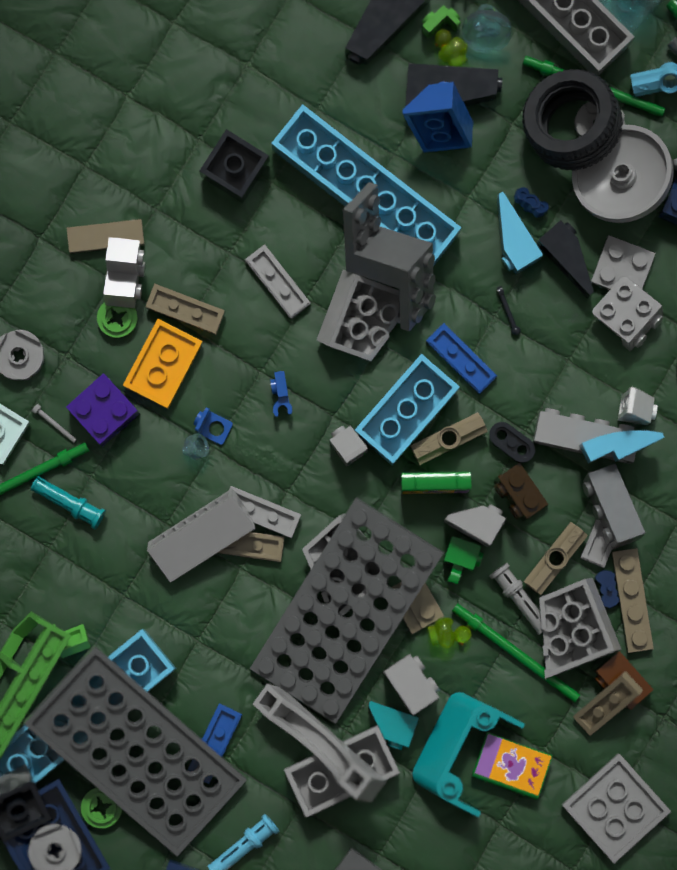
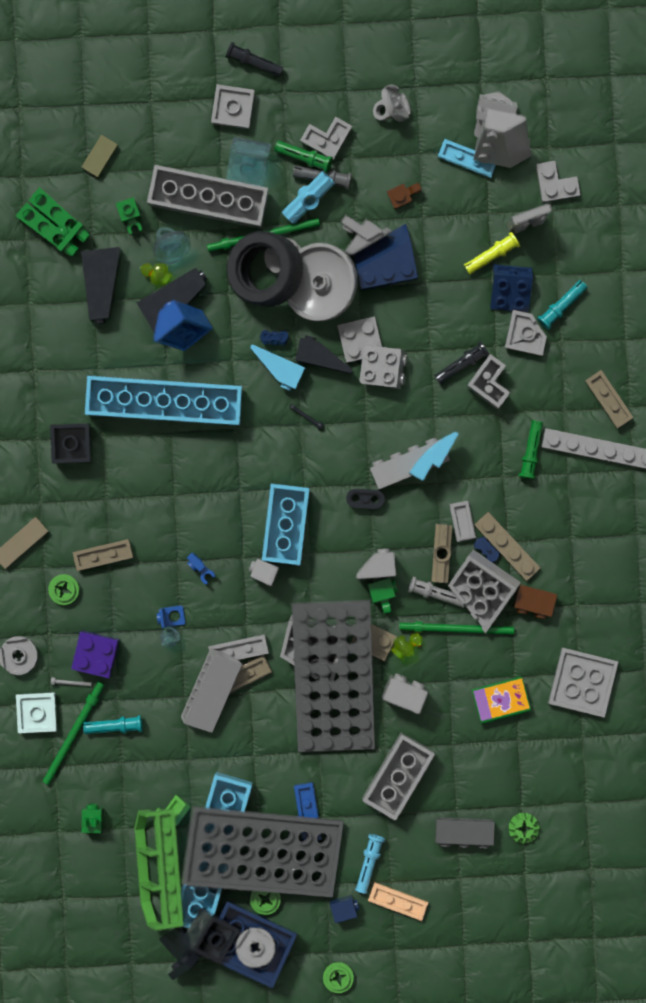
camera: 35 degrees left, 5 degrees up
(124, 268) = (47, 557): light grey brick -> none
(162, 363) = (112, 599): light orange plate -> none
(277, 281) = (149, 497): light grey tile -> none
(345, 765) = (402, 775): light grey arch -> none
(360, 316) = (217, 483): light grey wedge -> none
(389, 256) = (208, 437): dark grey bracket -> none
(394, 724) = (411, 725): teal slope -> none
(434, 21) = (134, 262): bright green bracket -> none
(435, 482) = (334, 558): green piece -> none
(445, 742) = (449, 711): teal windscreen -> none
(461, 358) = (297, 466): blue tile -> none
(463, 431) = (317, 535): dark tan piece -> none
(520, 492) = (391, 526): dark brown bracket -> none
(608, 703) = (534, 622): dark tan plate -> none
(613, 506) = (455, 497): brick -> none
(637, 407) = (429, 424): white slope -> none

